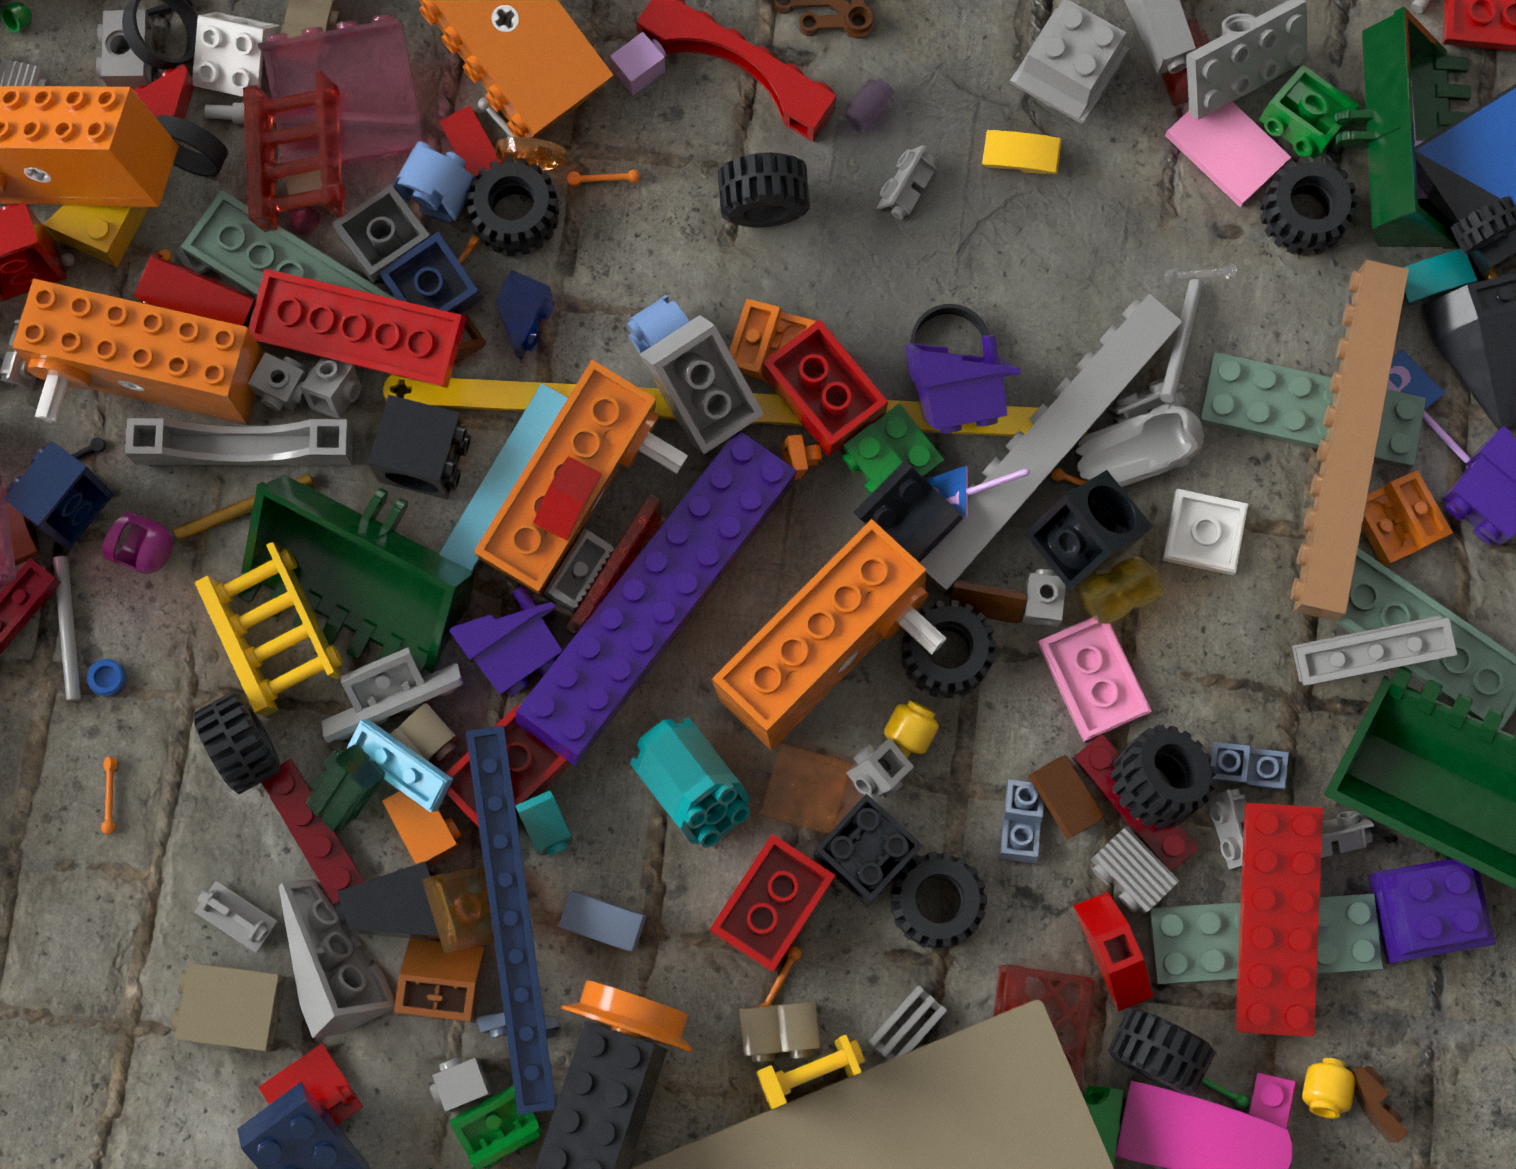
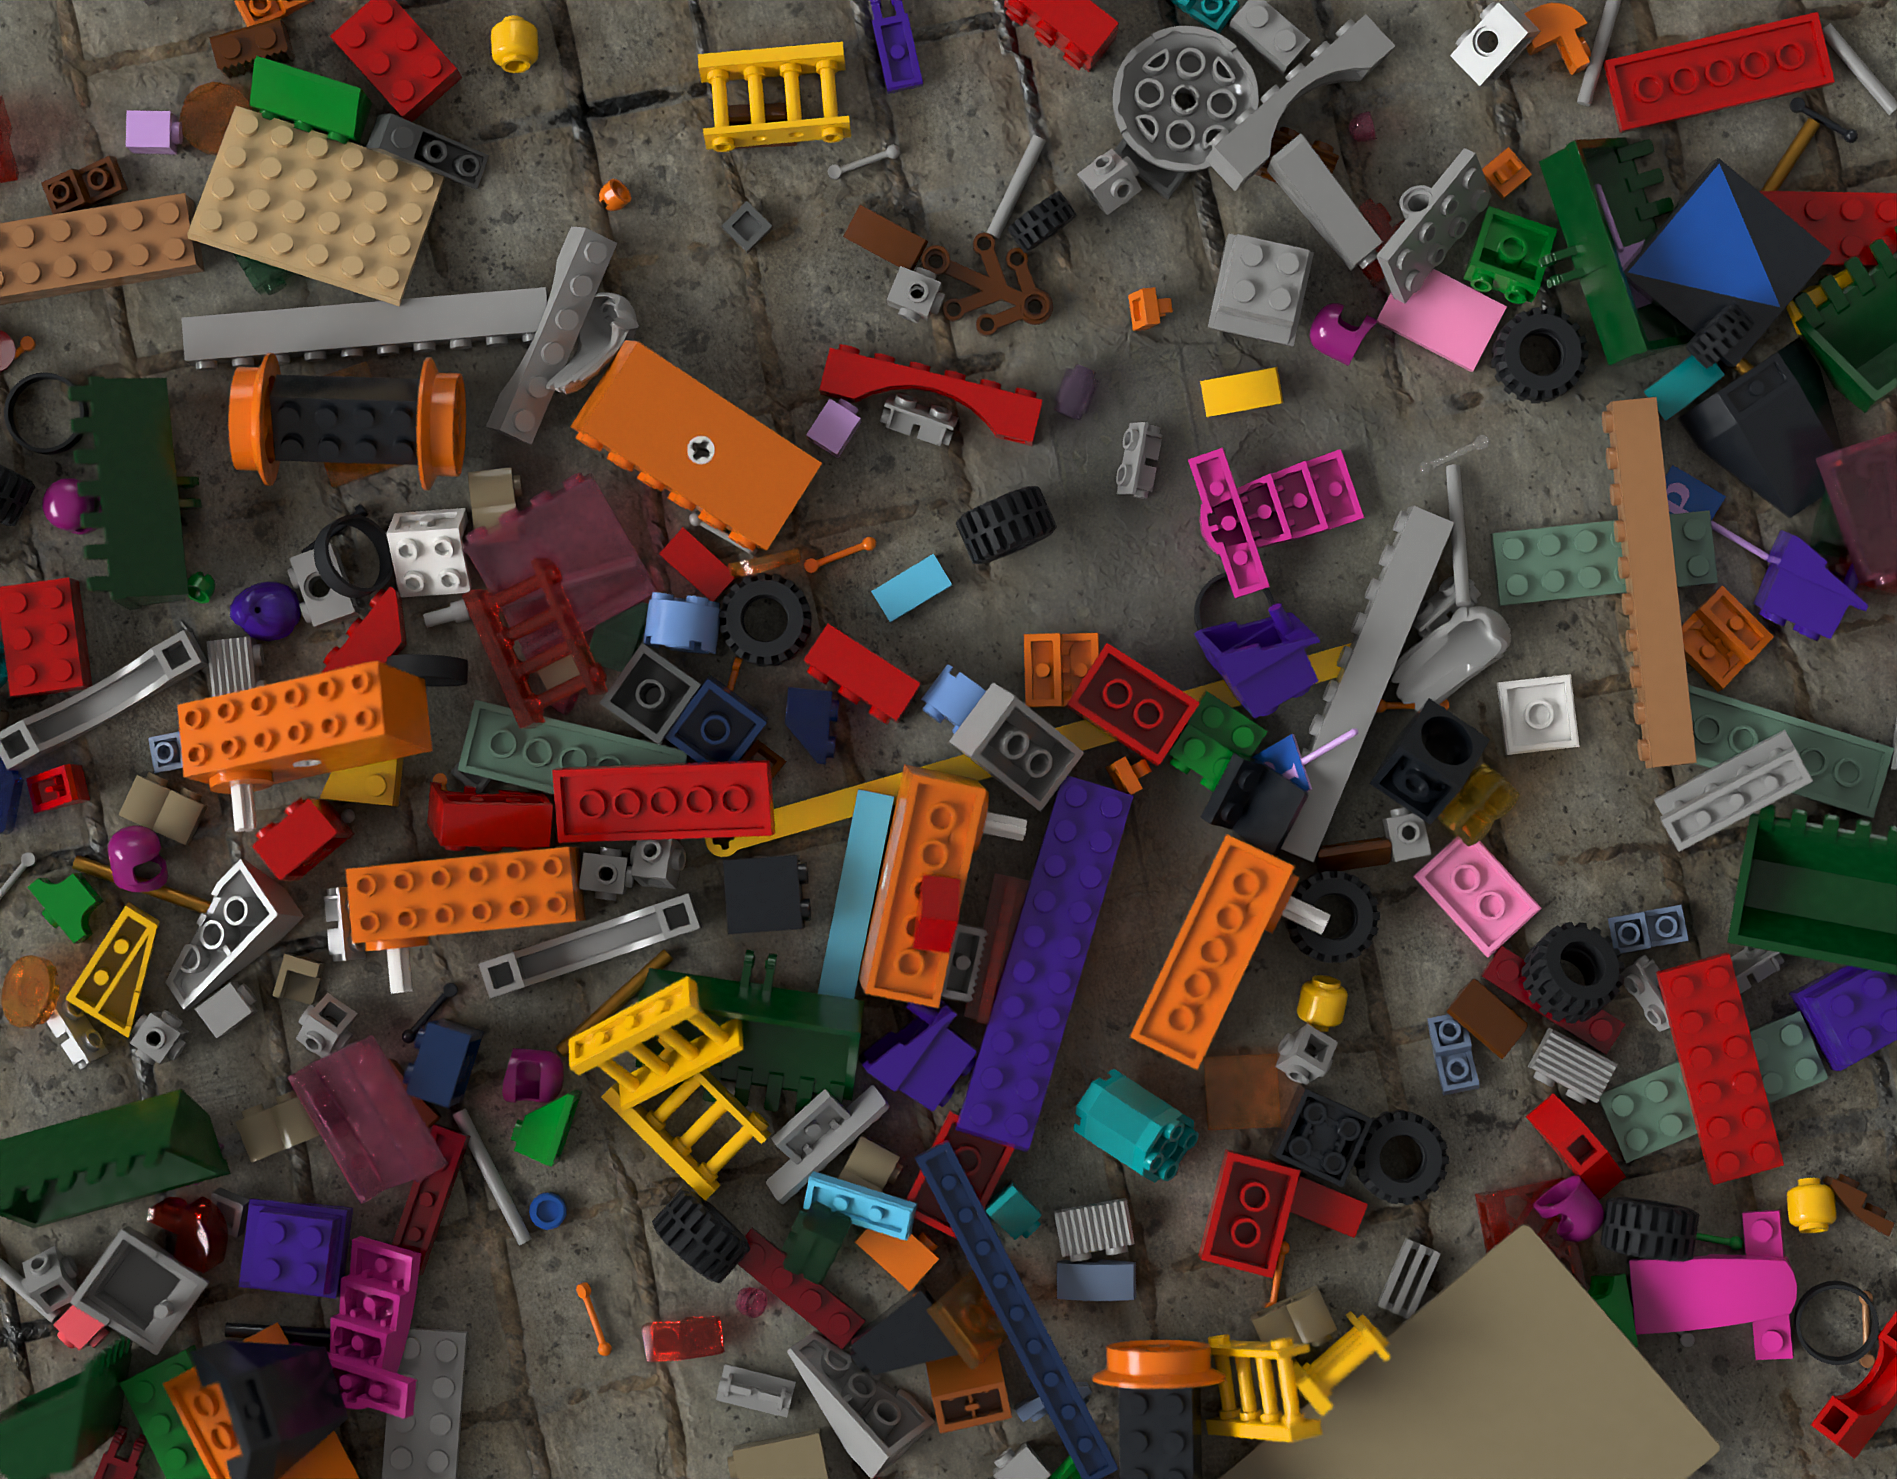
camera: 15 degrees left, 10 degrees up
(73, 57) = (276, 610): none -> dark purple hair
(137, 595) = (546, 1129): none -> green slope
(184, 841) = (683, 1339): none -> clear red slope
(258, 505) = (651, 1018): none -> yellow fence
(270, 835) = (759, 1302): none -> clear pink hinge
(371, 175) = (619, 637): none -> clear green slope
(582, 280) = (861, 675): none -> red brick
(617, 869) = (1094, 1228): none -> light grey brick
(658, 227) = (911, 588): none -> medium azure tile
(707, 73) = (907, 412): none -> light grey hinge
(723, 1107) = (1251, 1421): none -> yellow fence
(850, 927) = (1327, 1207): none -> red tile
(960, 53) = (1147, 309): none -> orange tile
(1012, 262) = (1269, 510): none -> dark pink slope
(1096, 1006) = (1578, 1206): none -> magenta helmet
(1126, 133) = (1335, 336): none -> magenta helmet
(1327, 45) = (1505, 173): none -> orange tile

